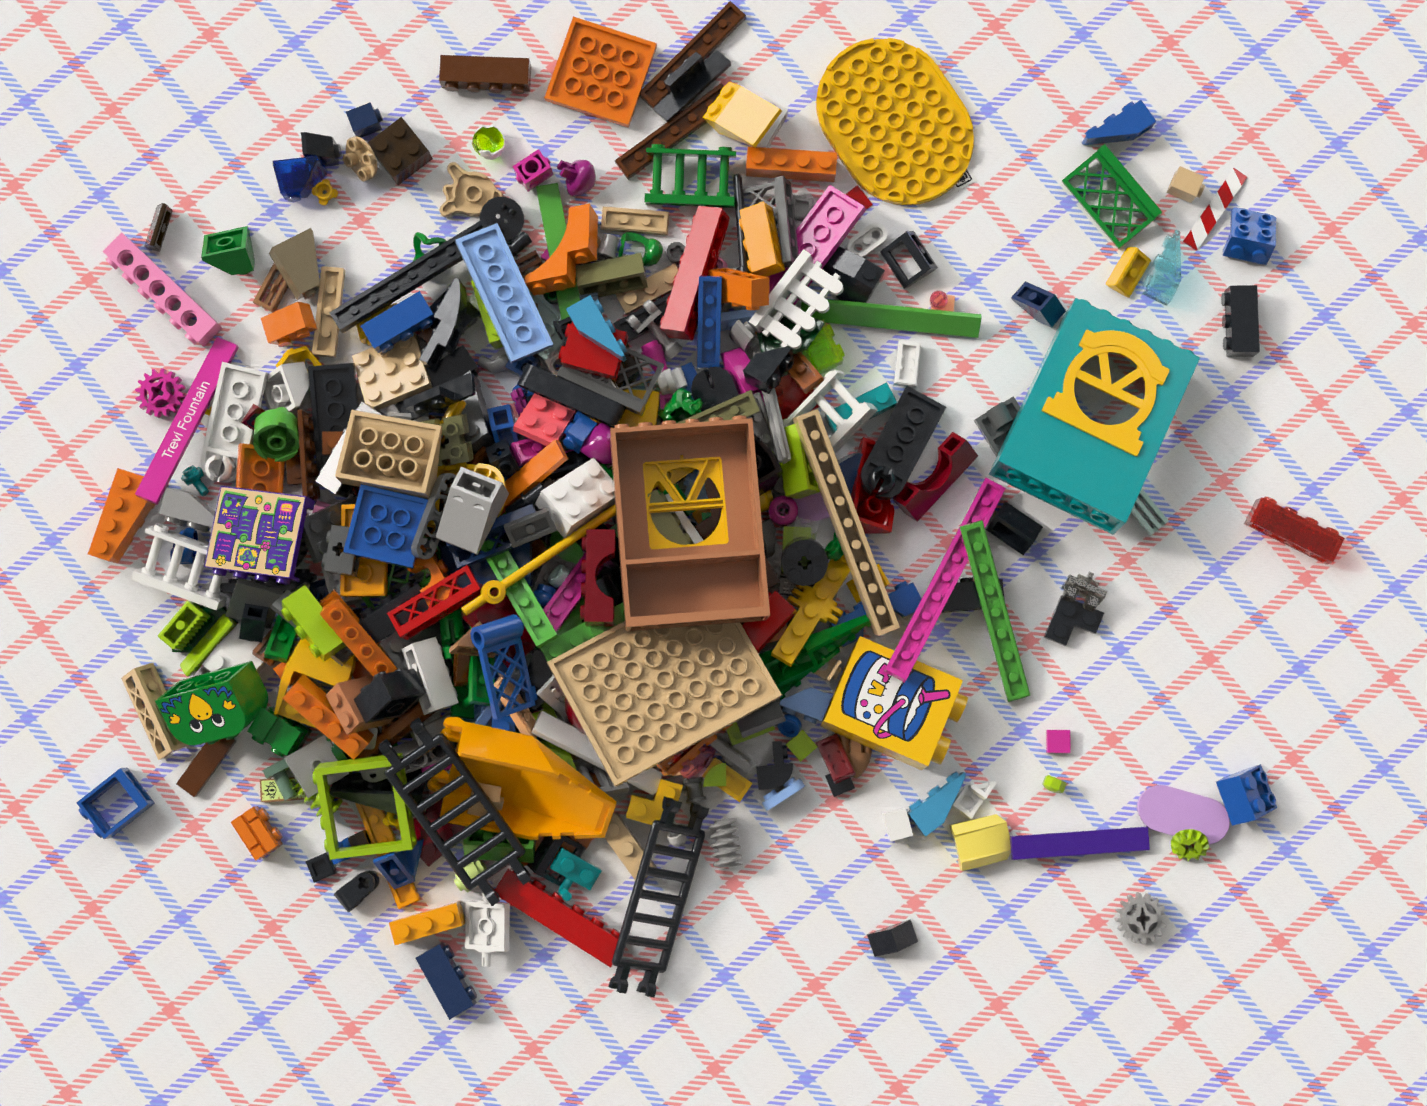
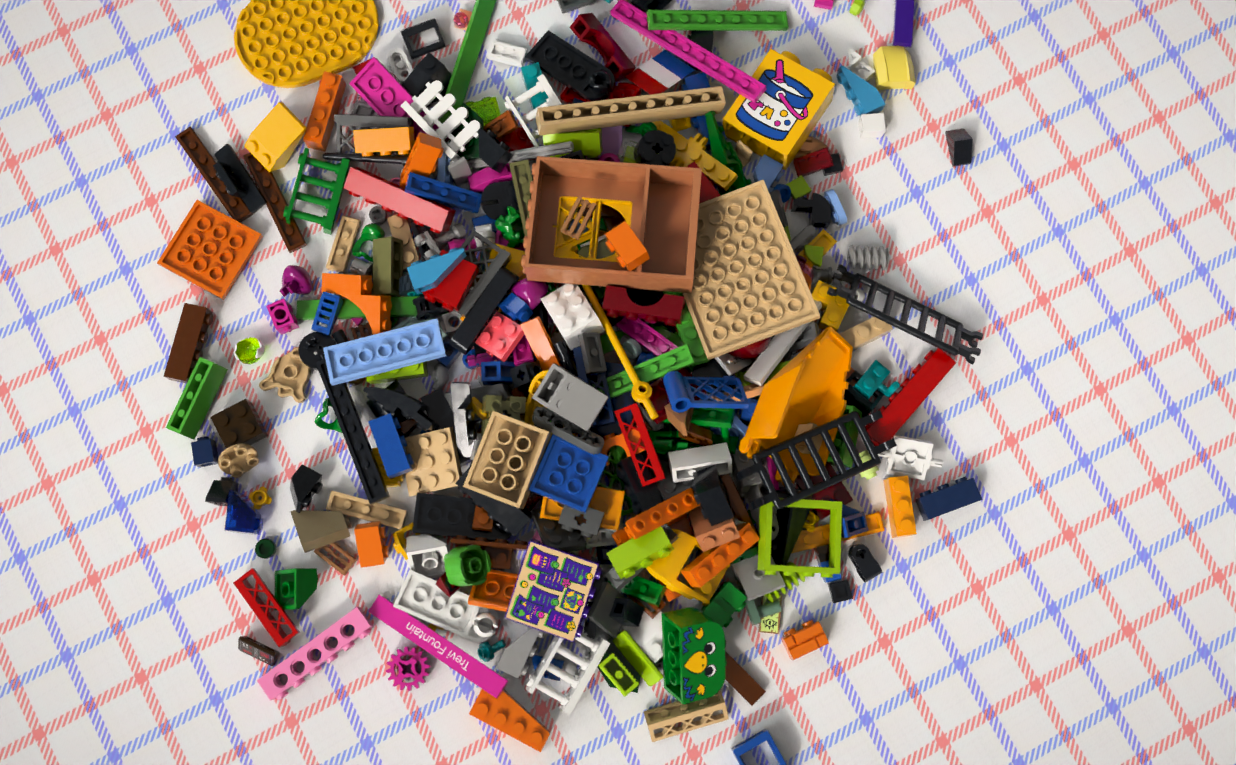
camera: 90 degrees left, 5 degrees down
(199, 223) = (262, 610): none -> red fence
(270, 210) = (265, 548): none -> dark green tile
(342, 236) = (303, 486): none -> black slope
(422, 97) = (196, 398): none -> bright green brick
(558, 229) = (323, 304): none -> blue slope
(650, 541) = (627, 246): none -> orange brick
(664, 466) = (585, 203): none -> medium nougat tile
(912, 550) = (660, 73): none -> sticker

